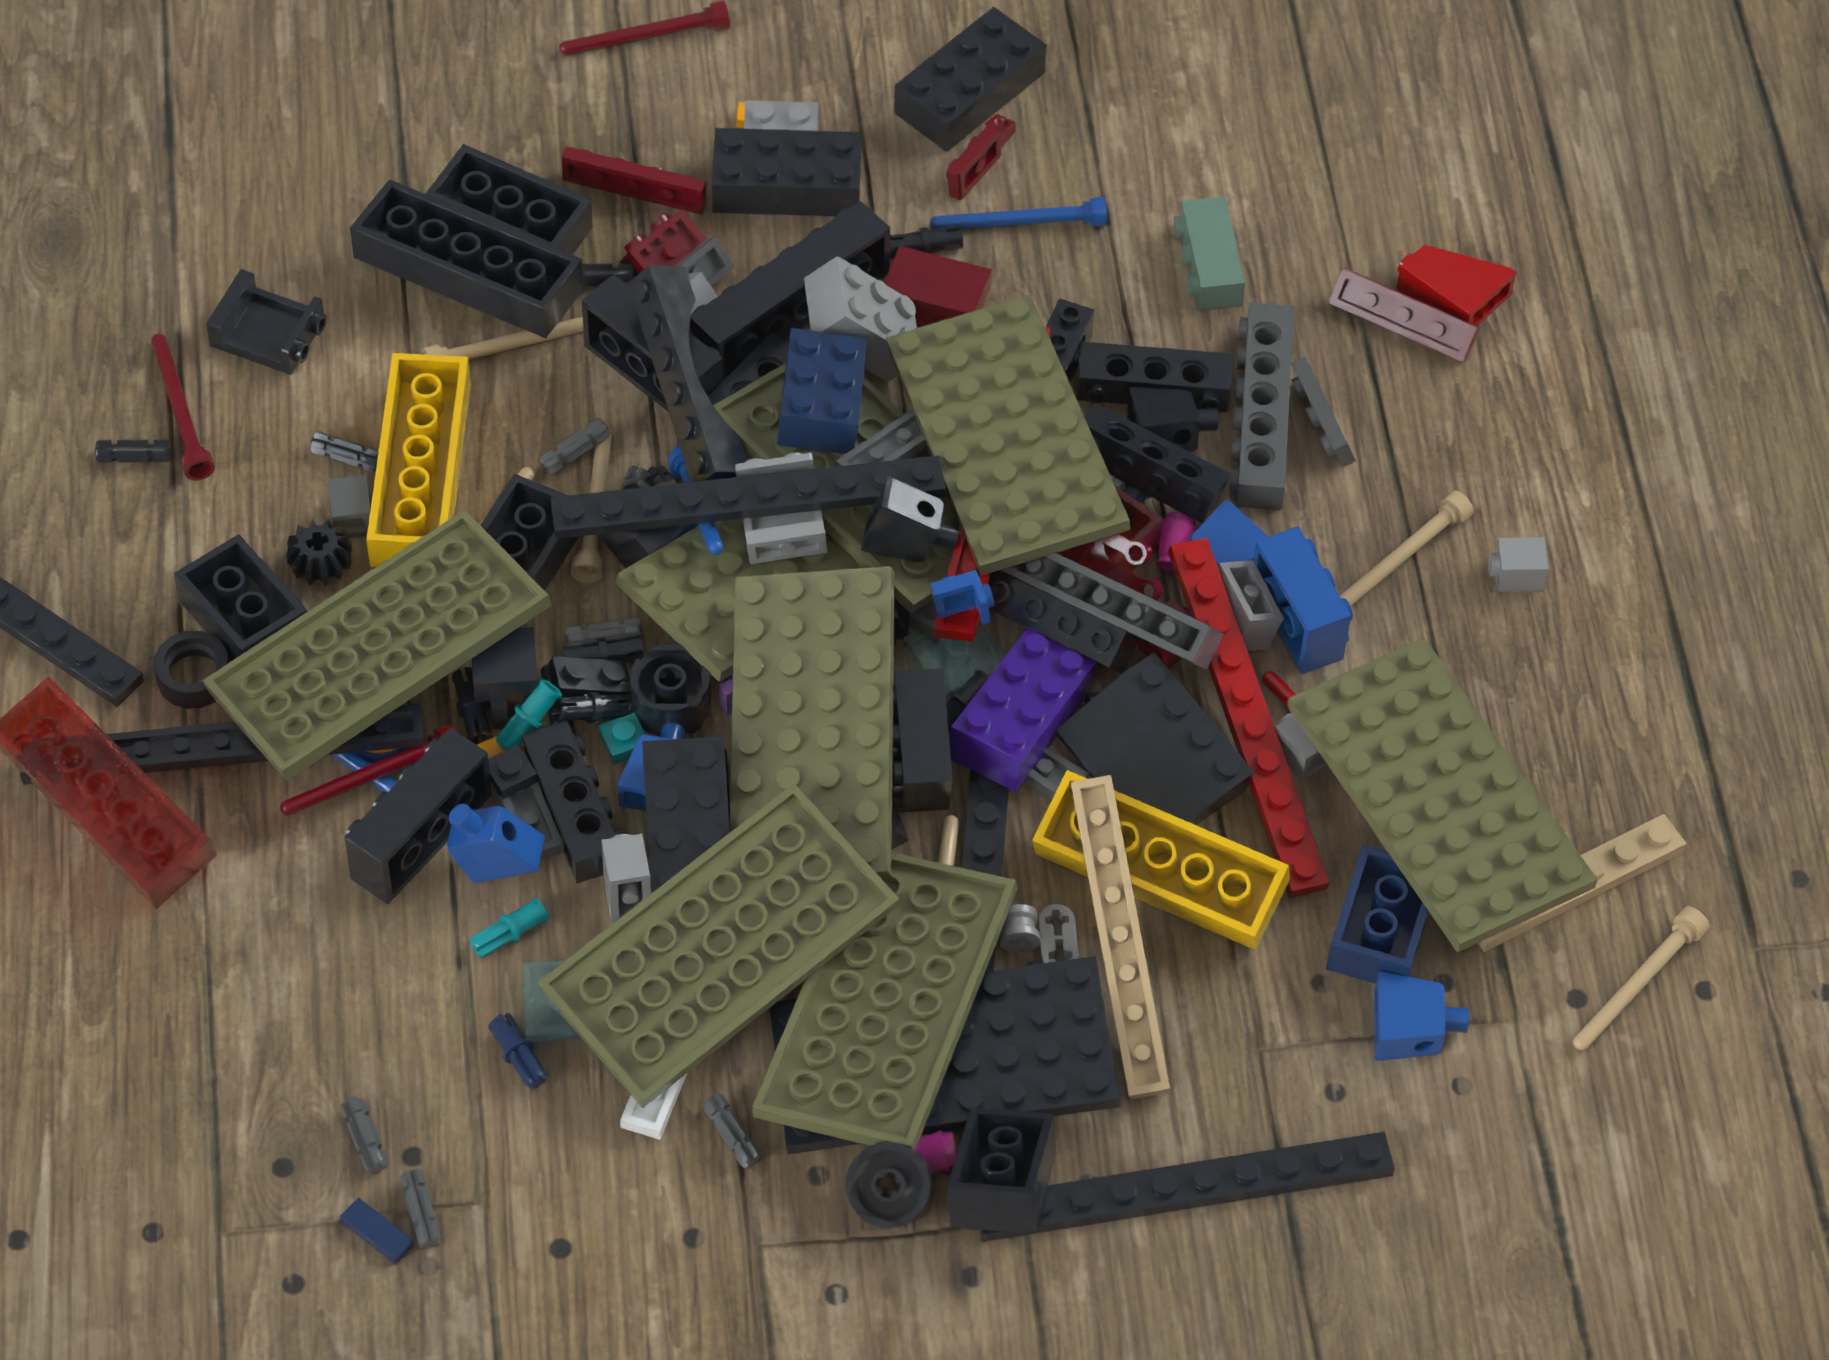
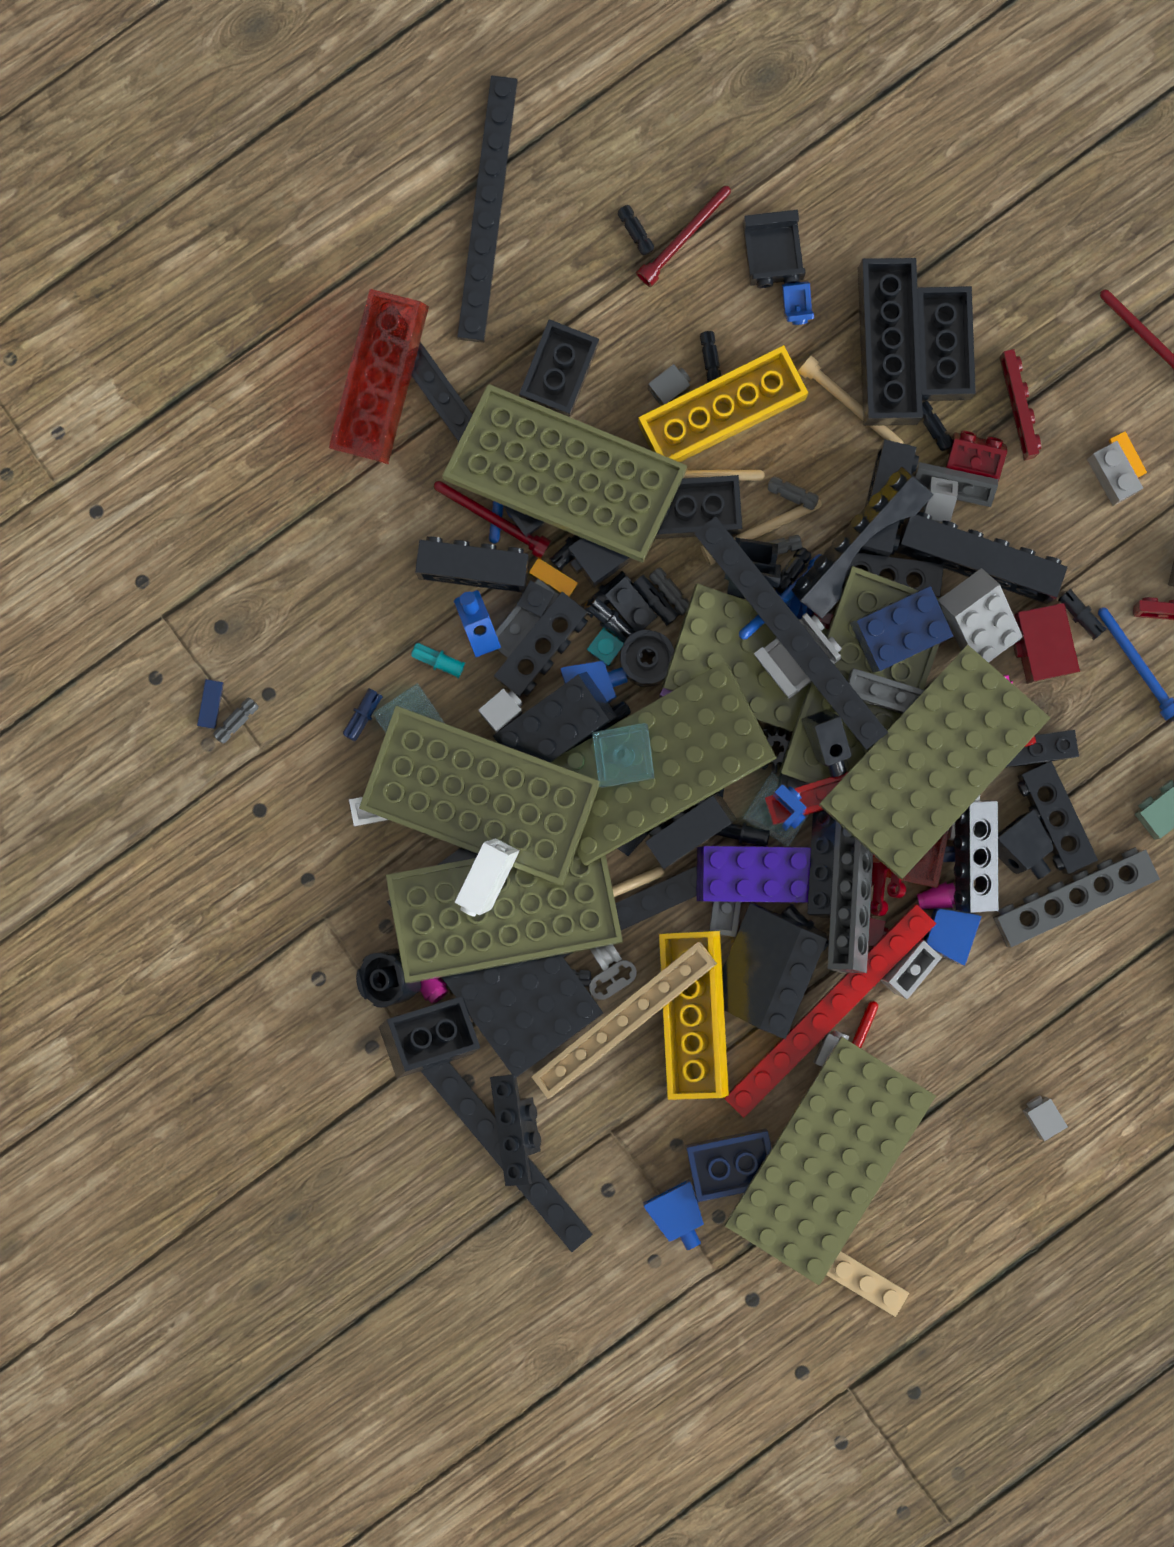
camera: 60 degrees right, 30 degrees up
(181, 646) = (503, 347): black tyre -> none
(319, 552) = (625, 398): black gear -> none
(349, 331) = (797, 302): none -> blue bracket
(364, 1135) = (262, 661): dark grey axle -> none
(528, 714) = (577, 588): teal axle -> none
(732, 1130) = (383, 863): dark grey axle -> none
(778, 746) = (623, 755): none -> clear light blue plate
(785, 171) = (1082, 497): black brick -> none
(834, 964) = (486, 877): none -> white brick
(1187, 1145) = (515, 1128): none -> black bracket
(1305, 593) = (932, 1002): blue brick -> none
(1321, 413) = (1091, 936): dark grey plate -> none
(1453, 510) = (1063, 1055): tan piece -> none
(1687, 927) = (834, 1344): tan piece -> none

